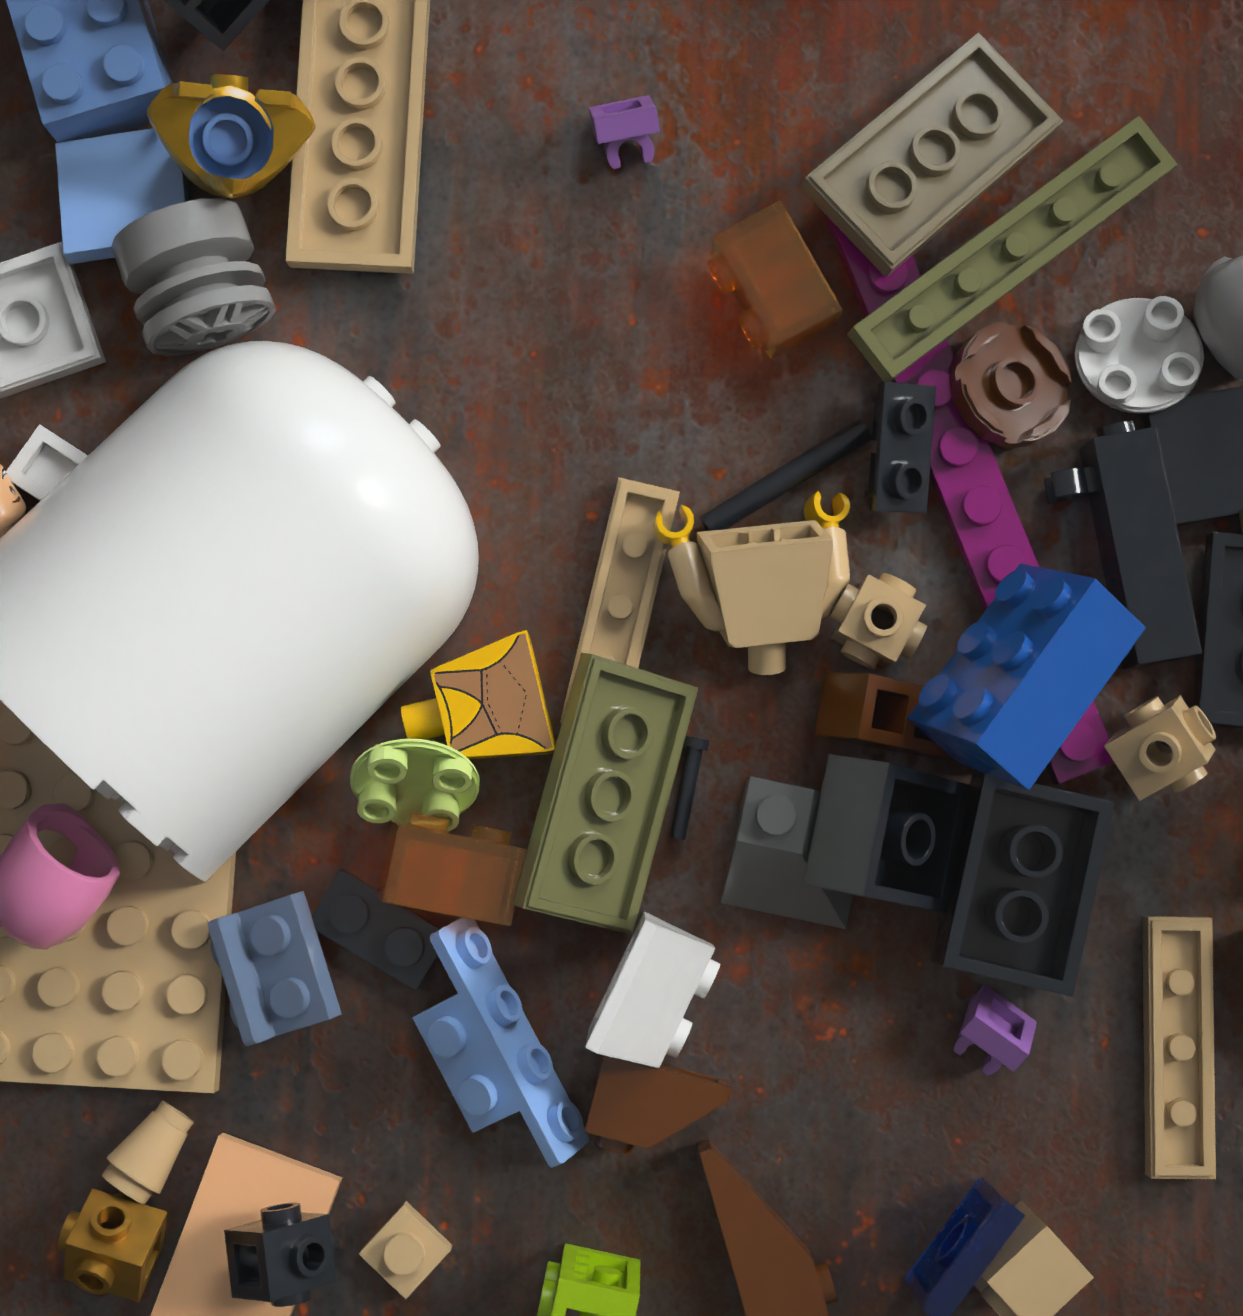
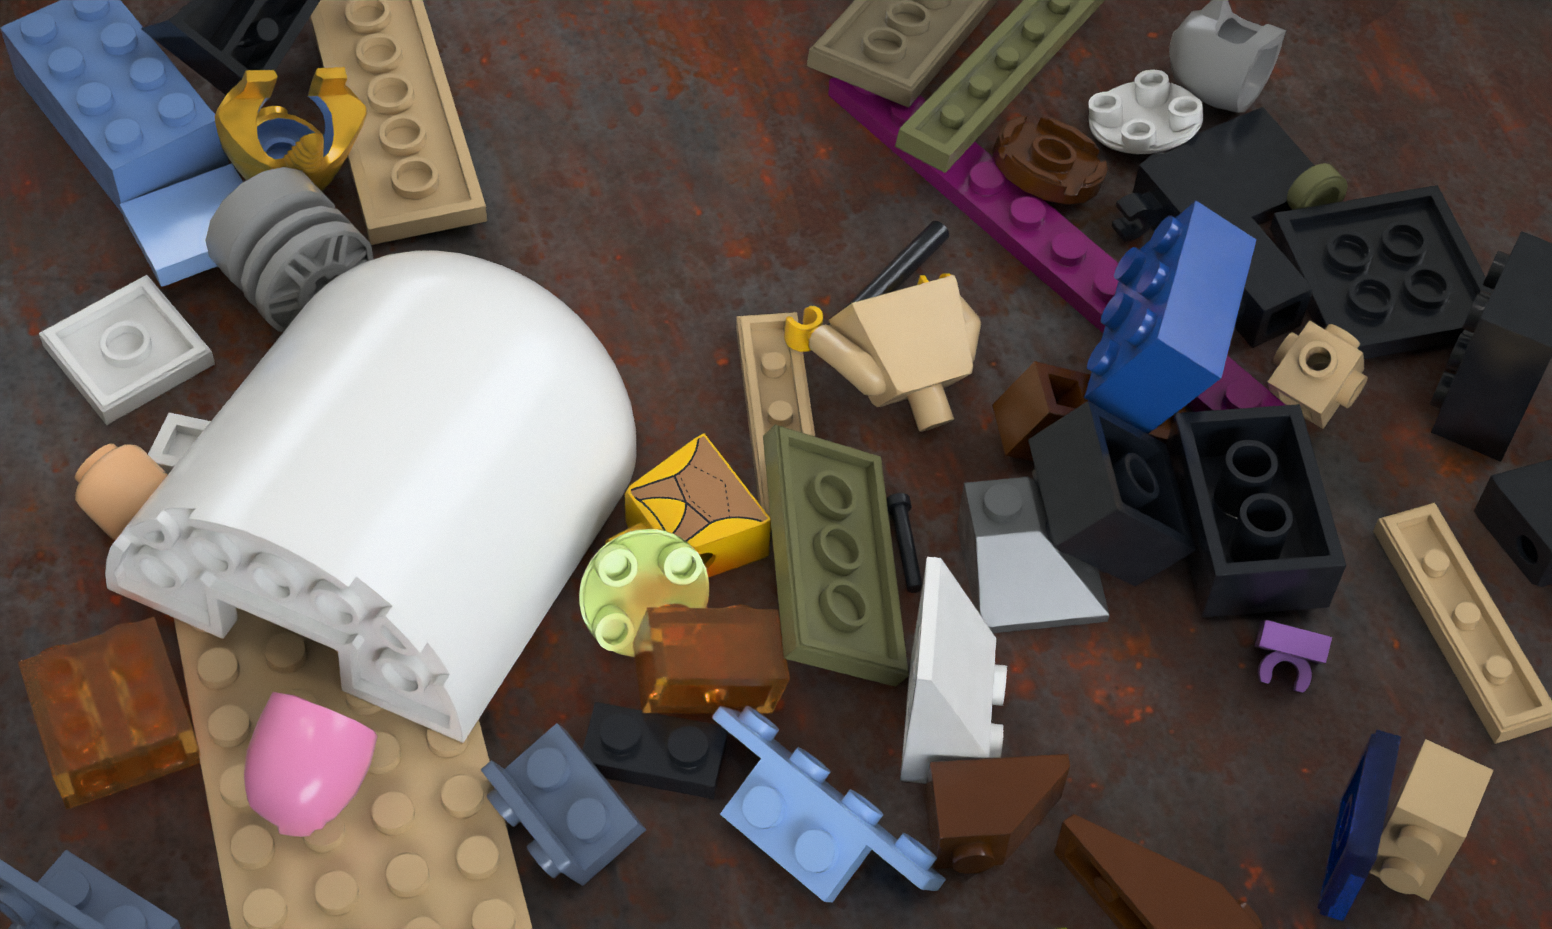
camera: 25 degrees left, 30 degrees down
(625, 121) = (637, 65): medium lavender tile -> none
(773, 281) = (814, 139): clear orange brick -> none
(862, 639) = (1016, 341): tan brick -> none
(903, 449) = (972, 206): black hinge -> none

